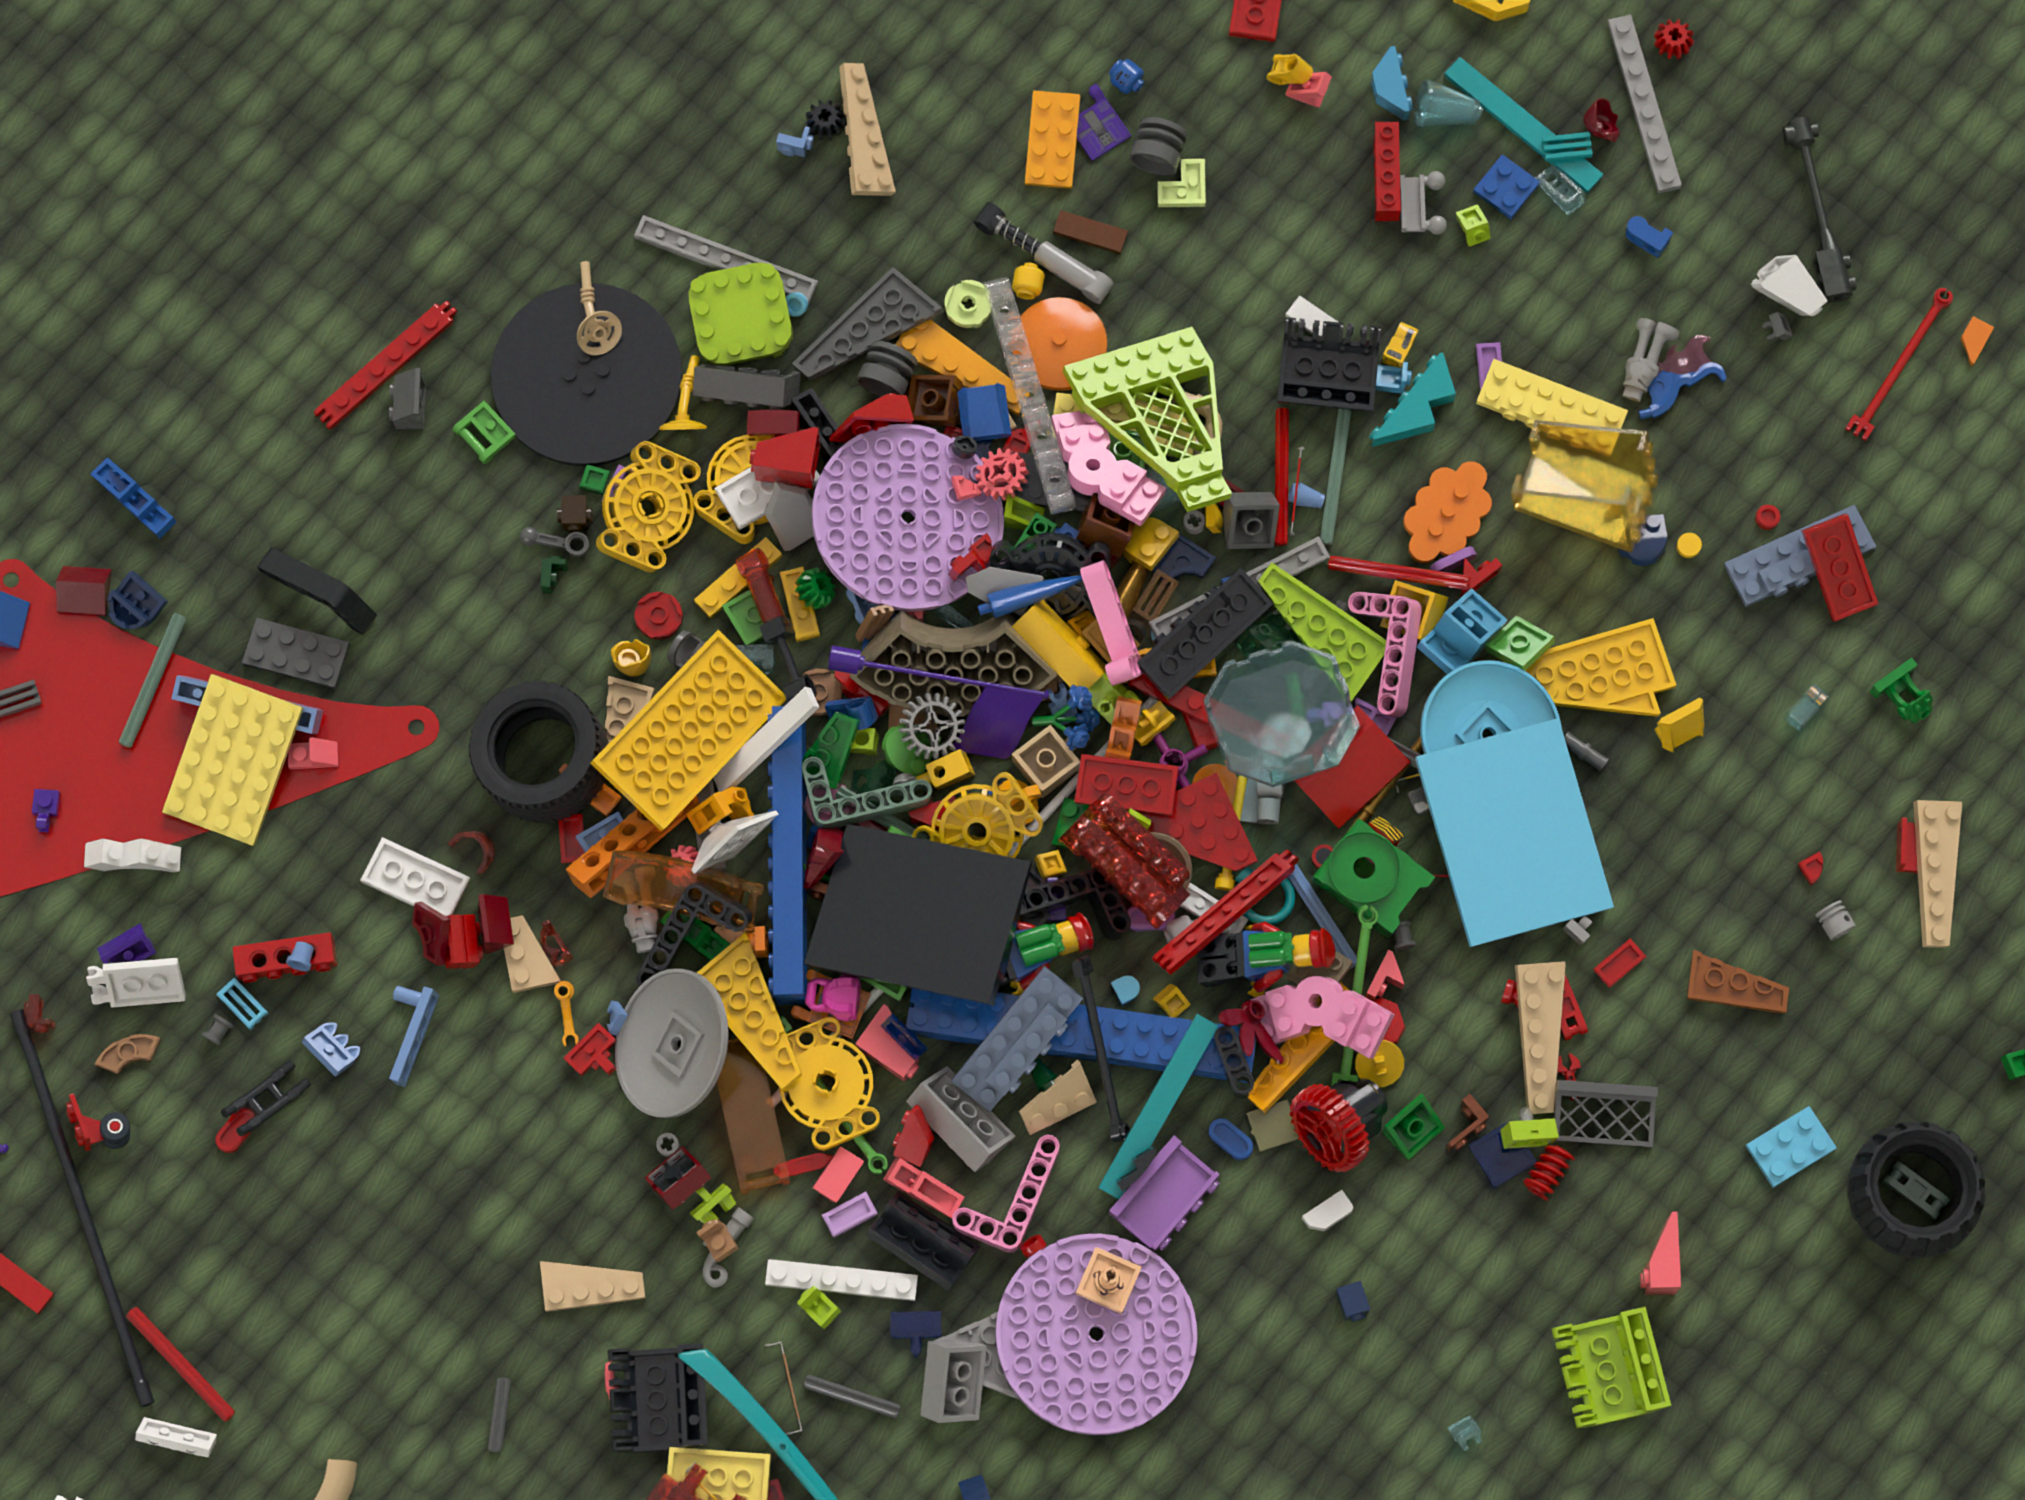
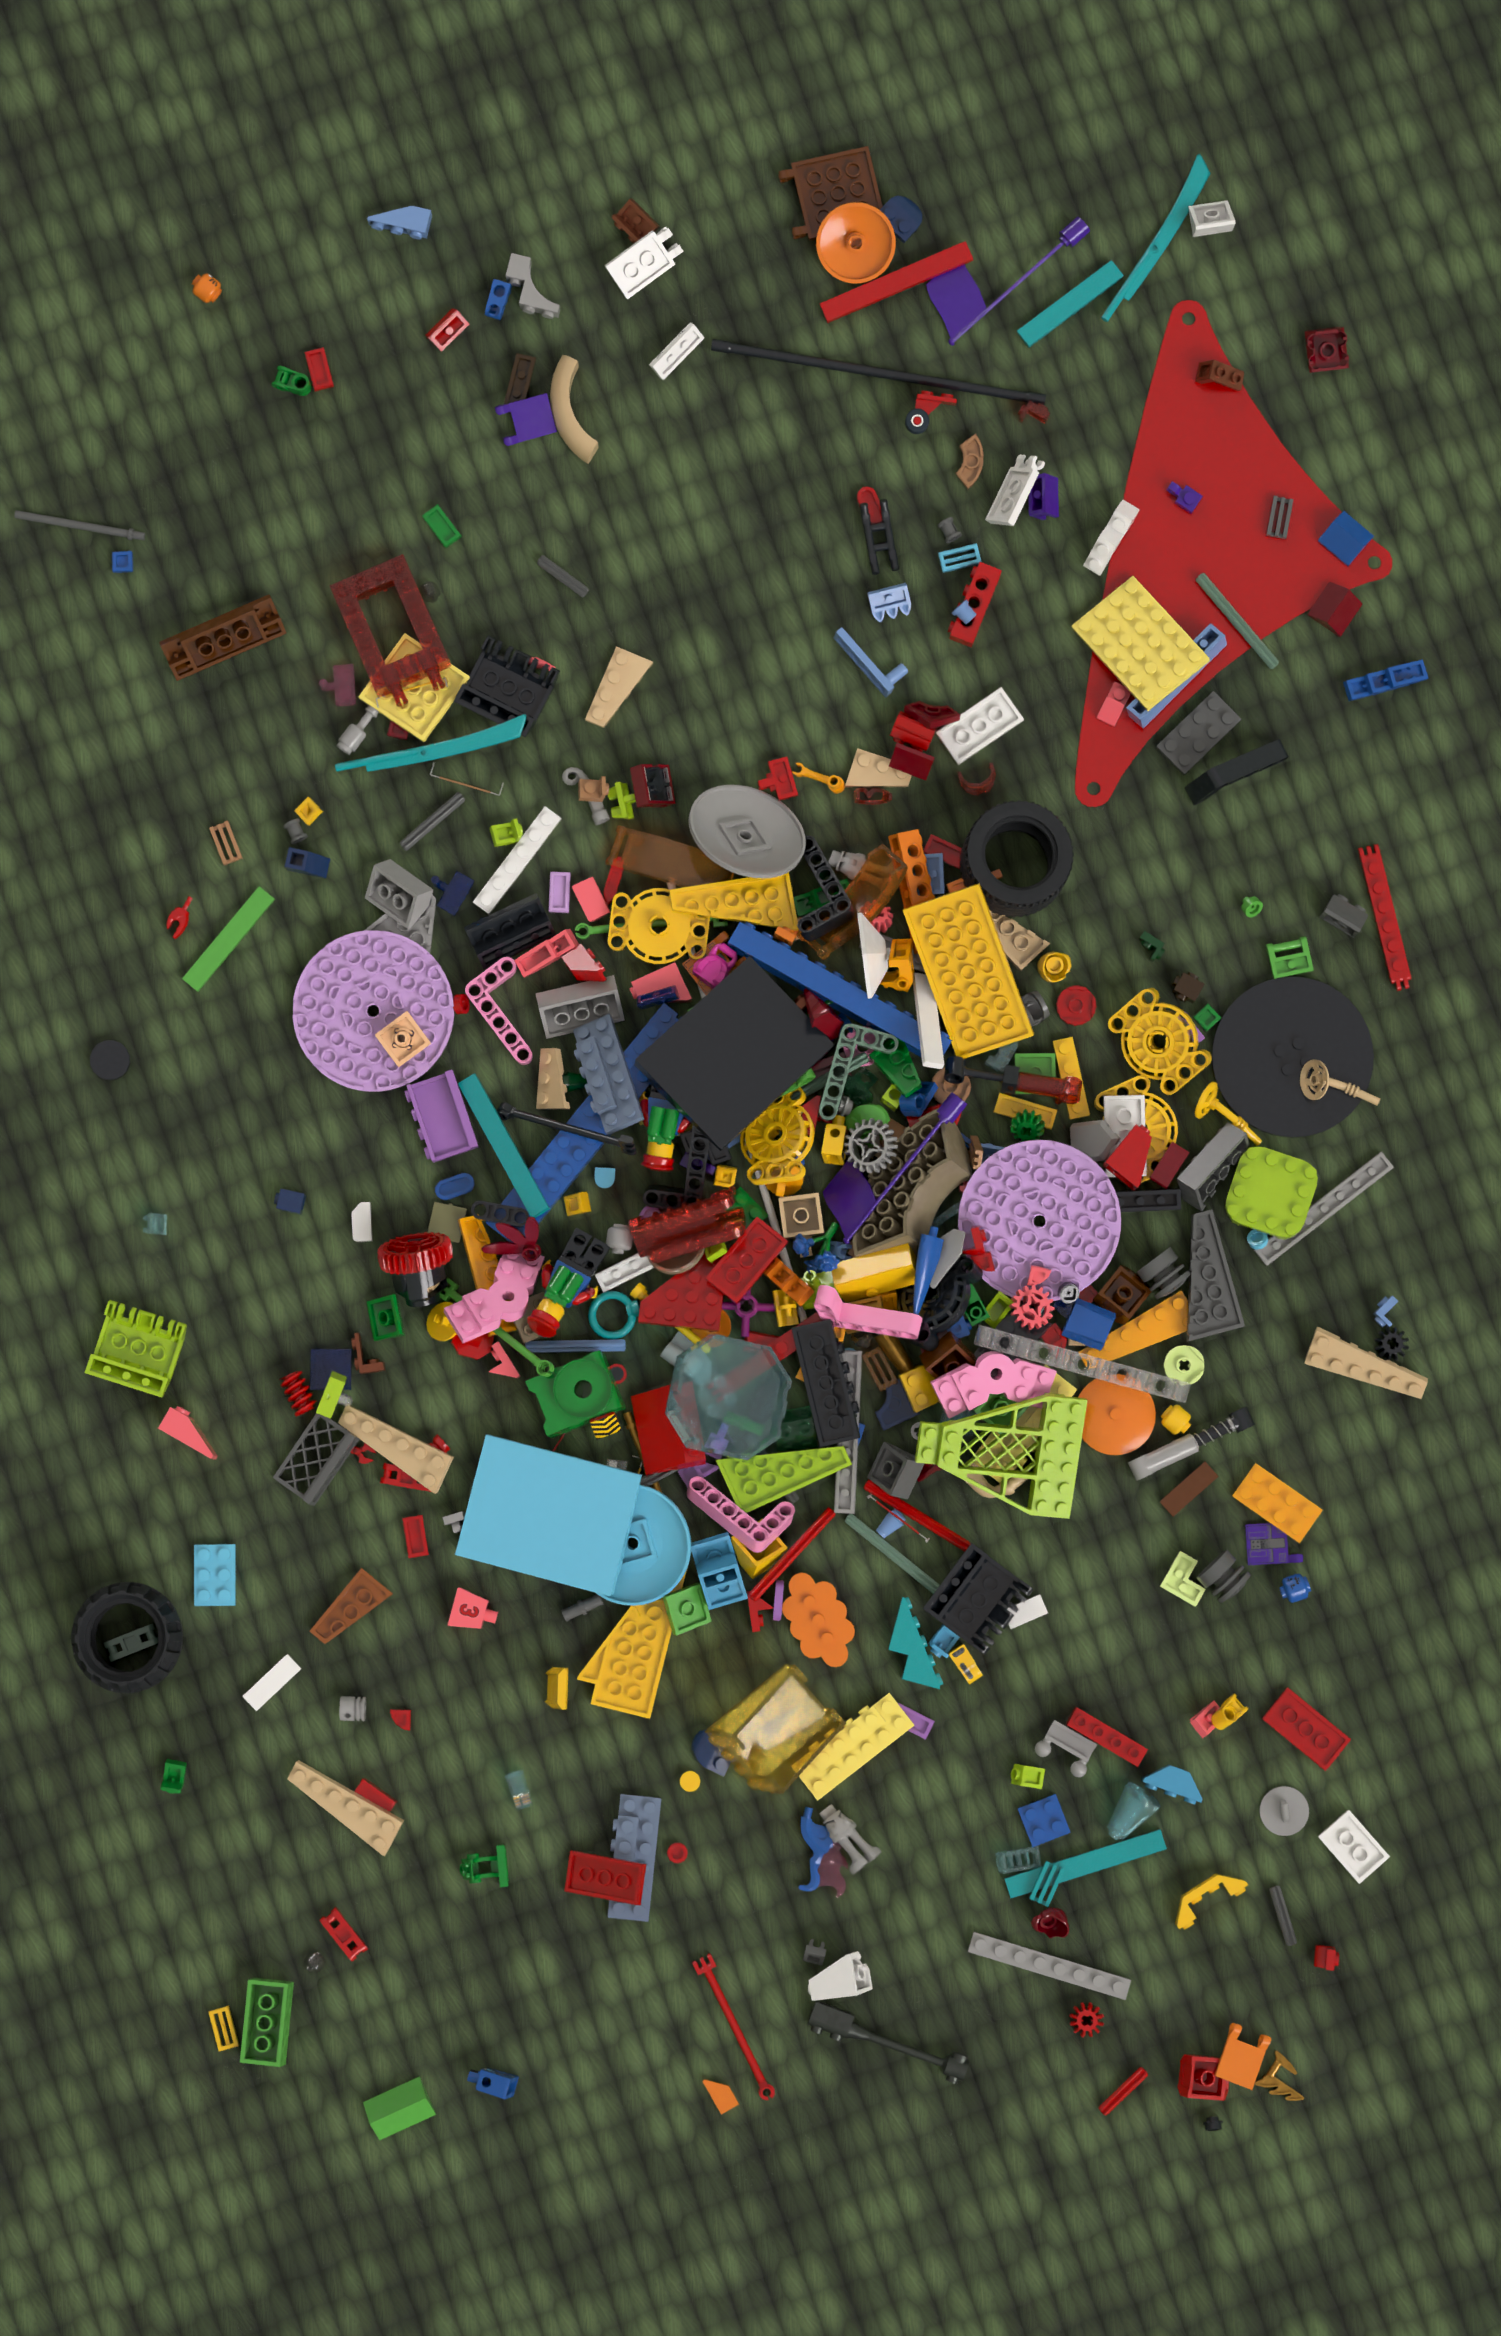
camera: 120 degrees right, 10 degrees up
(135, 603) = (1303, 638): dark blue slope -> none
(180, 1364) = (726, 381): red axle -> none
(451, 498) = (1251, 906): none -> bright green tile
(530, 536) = (1189, 946): dark grey piece -> none
(617, 1017) = (794, 810): medium blue tile -> none
(660, 1143) = (678, 798): light grey bush -> none
(882, 412) = (1128, 1249): red slope -> none
(1141, 1162) = (470, 1109): black slope -> none
(1214, 518) = (910, 1444): yellow tile -> none
(1225, 911) = (613, 1276): red hinge -> none
(1403, 937) = (524, 1394): dark grey bush -> none
(1647, 237) = (941, 1899): blue leg -> none
(1660, 861) = (470, 1610): none -> coral torso
(1862, 1021) = (272, 1682): none -> white tile

